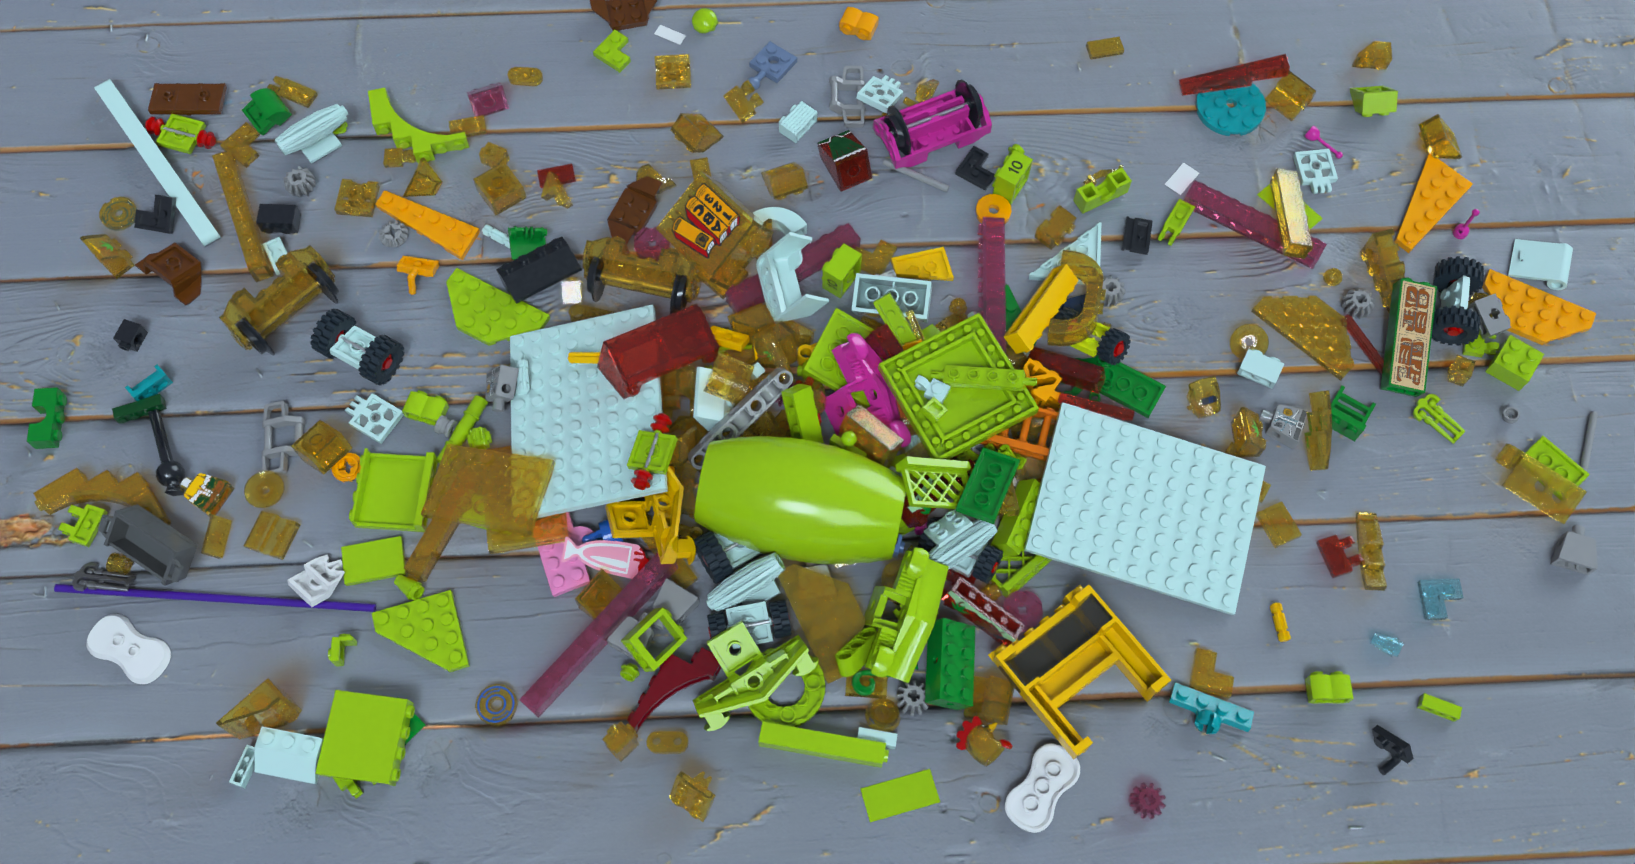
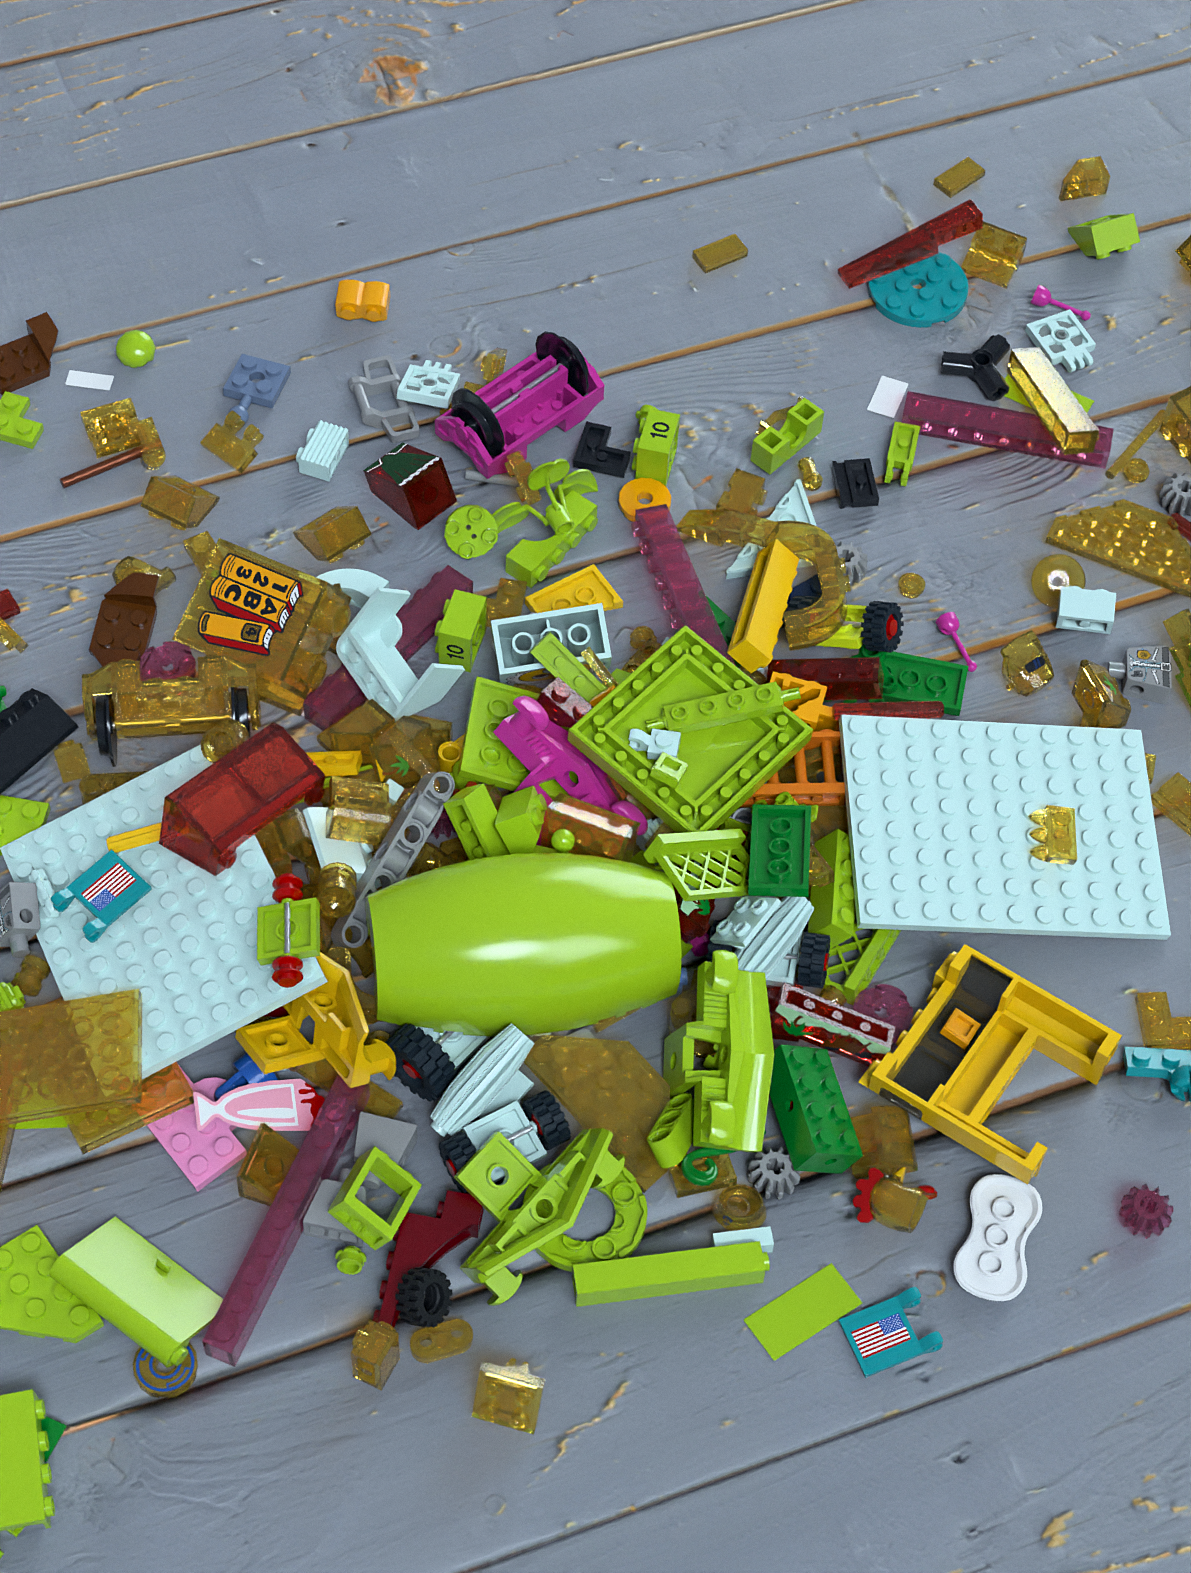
camera: 20 degrees left, 10 degrees down
(494, 652) = (137, 1290): none -> lime door
(500, 426) = (31, 975): none -> clear yellow wheel
(556, 387) = (105, 891): none -> teal flag
(655, 709) = (411, 1296): none -> black tyre
(660, 307) = (223, 739): none -> clear yellow wheel
(663, 95) = (100, 467): none -> copper bar
(689, 85) = (148, 441): none -> clear yellow leg
(697, 429) = (337, 889): none -> clear yellow wheel
(828, 416) = (521, 819): none -> lime slope
(864, 206) = (461, 539): none -> lime plate
(905, 233) = (533, 559): none -> lime arch
(917, 175) = (518, 467): none -> clear yellow brick
(928, 208) = (556, 515): none -> lime plant
(945, 829) = (884, 1336): none -> teal flag
(1039, 245) = (728, 526): none -> clear yellow slope
(1069, 637) = (960, 1028): none -> light orange tile
(1109, 218) = (811, 478): none -> clear yellow pin
(1149, 317) = (911, 585): none -> clear yellow plate
(1164, 353) = (948, 625): none -> dark pink hinge
(1179, 526) = (1057, 835): none -> clear yellow plate
(1252, 174) = (981, 366): none -> black piece
(1287, 32) = (959, 177): none -> clear yellow tile
(1339, 258) = (1135, 445): none -> clear yellow bar

